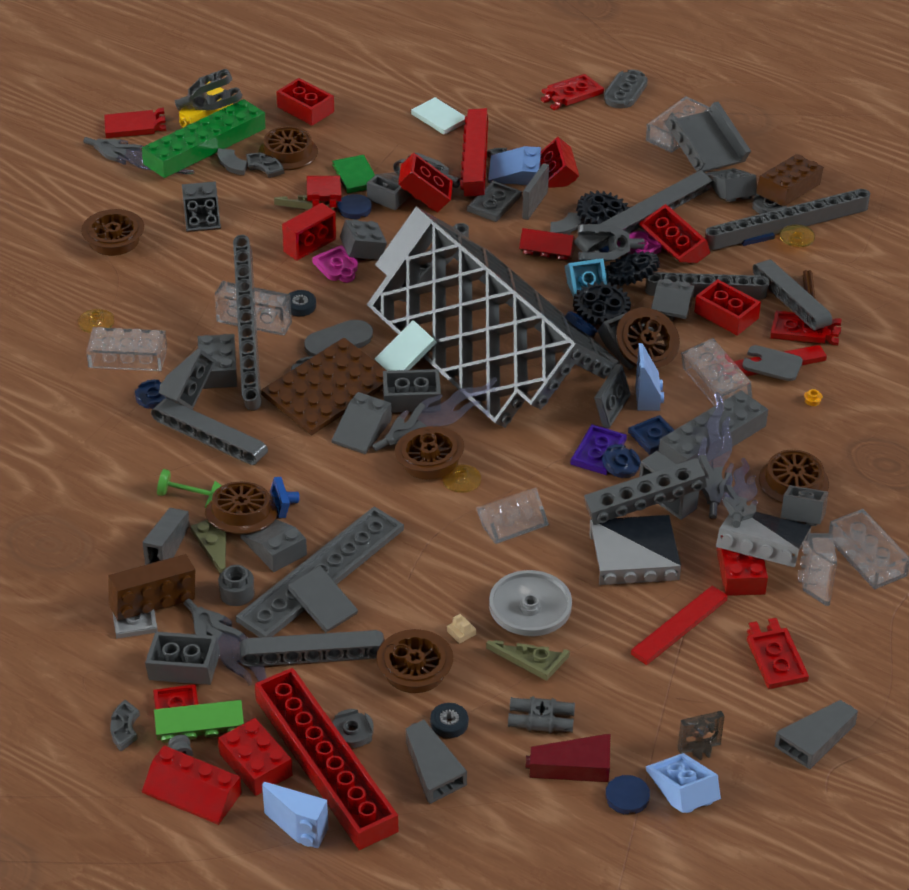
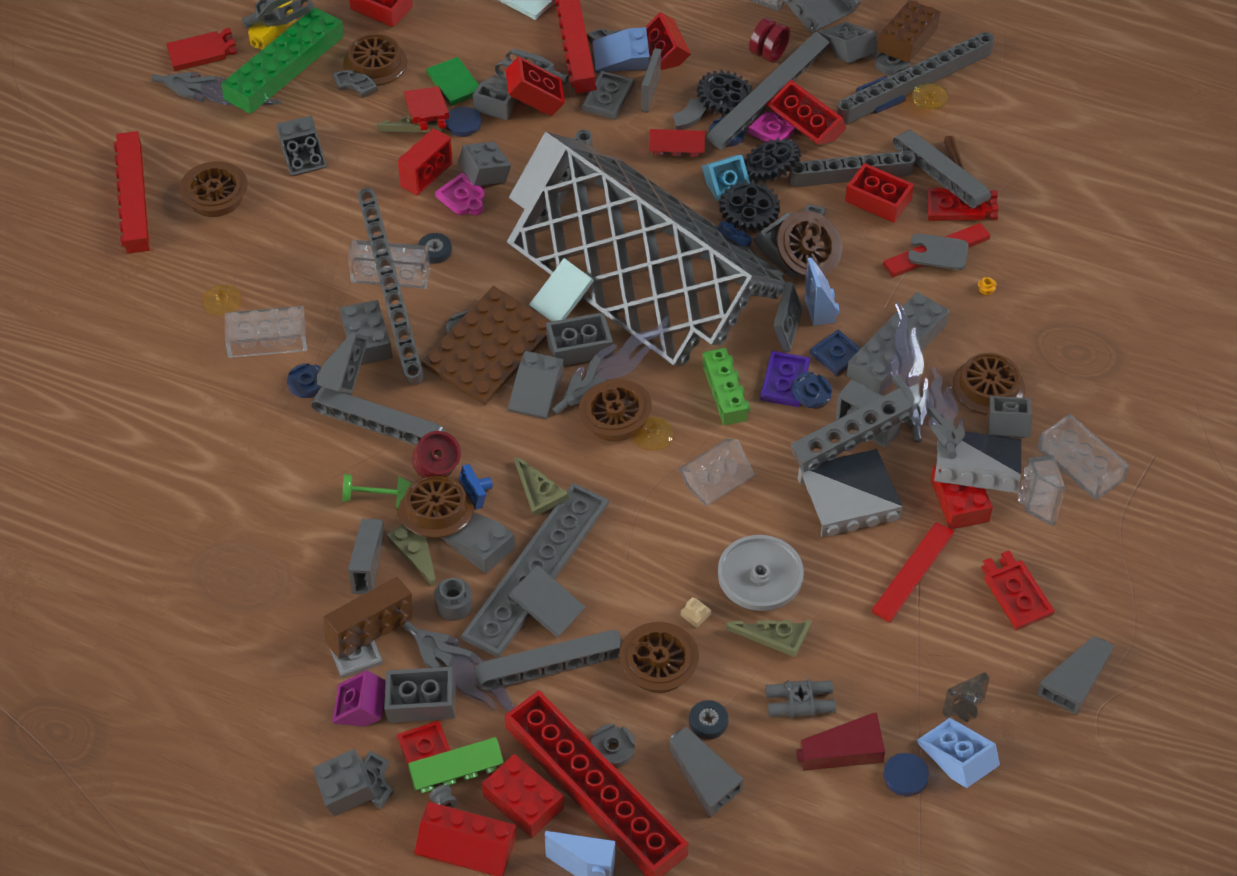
camera: 10 degrees left, 10 degrees up
(39, 226) = (132, 192): none -> red brick
(92, 720) = (344, 782): none -> dark grey brick
(126, 656) = (360, 700): none -> magenta slope
(232, 163) = (318, 84): dark grey tile -> none
(252, 463) = (439, 444): none -> dark red wheel
(341, 507) = (540, 491): none -> olive wing
(355, 331) = (471, 289): dark grey tile -> none
(539, 447) = (725, 386): none -> bright green brick
(614, 234) = (750, 142): dark grey piece -> none
(655, 171) = (769, 40): none -> dark red wheel
(673, 298) = (821, 191): dark grey slope -> none
(714, 371) = (885, 273): clear brick -> none

